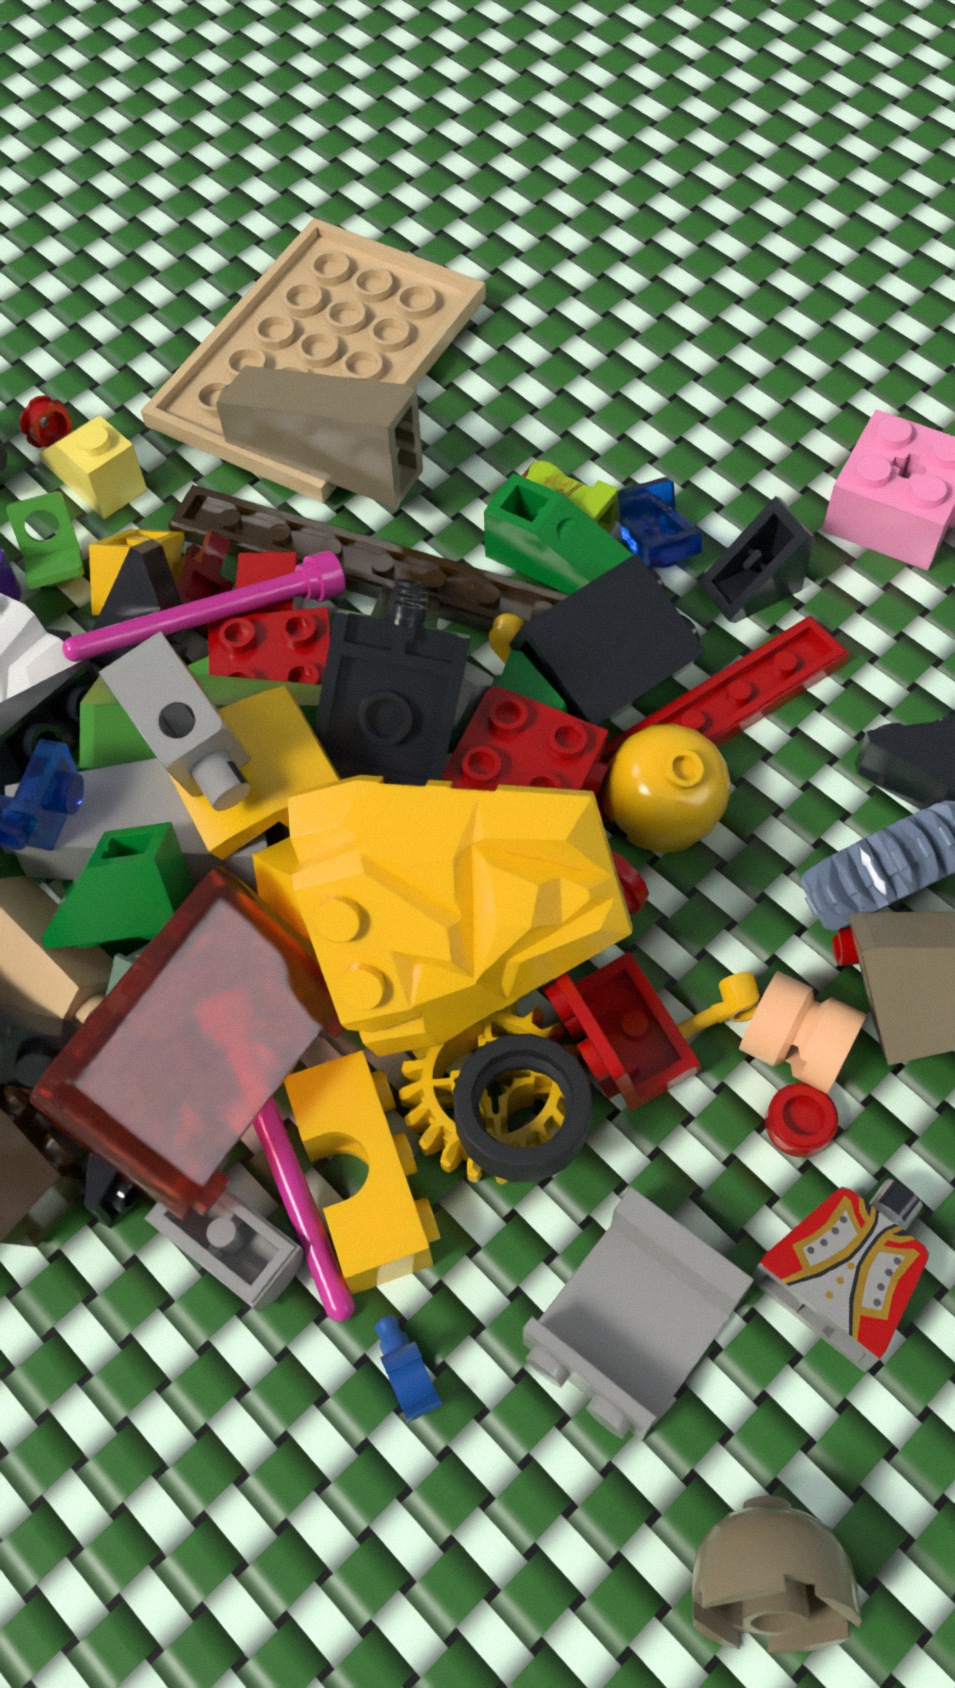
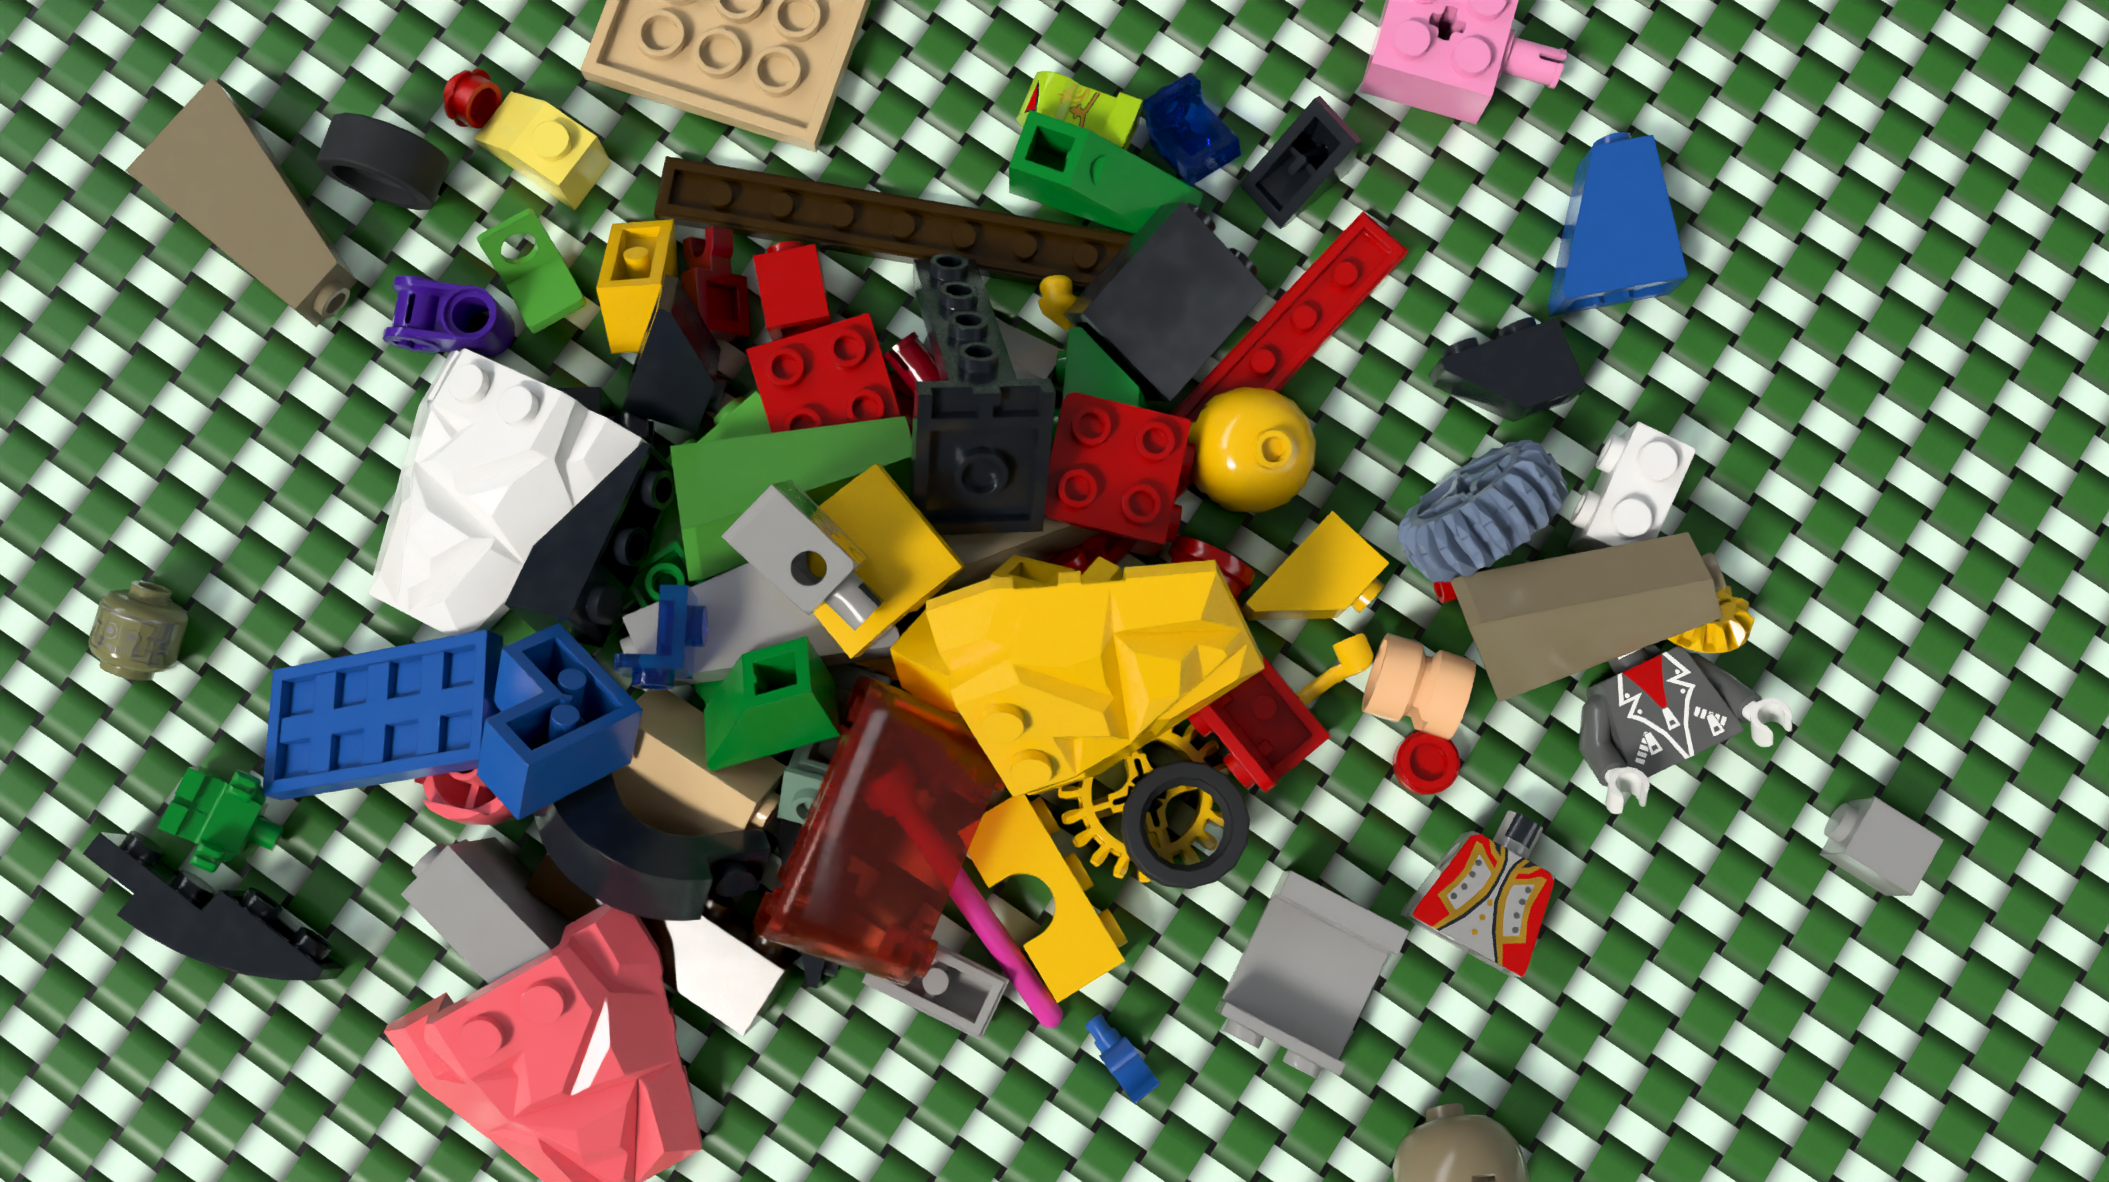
camera: 20 degrees left, 20 degrees up
(316, 578) = (846, 276): dark pink piece -> none
(328, 427) = (805, 80): dark tan slope -> none
(713, 914) = (1321, 577): none -> yellow slope

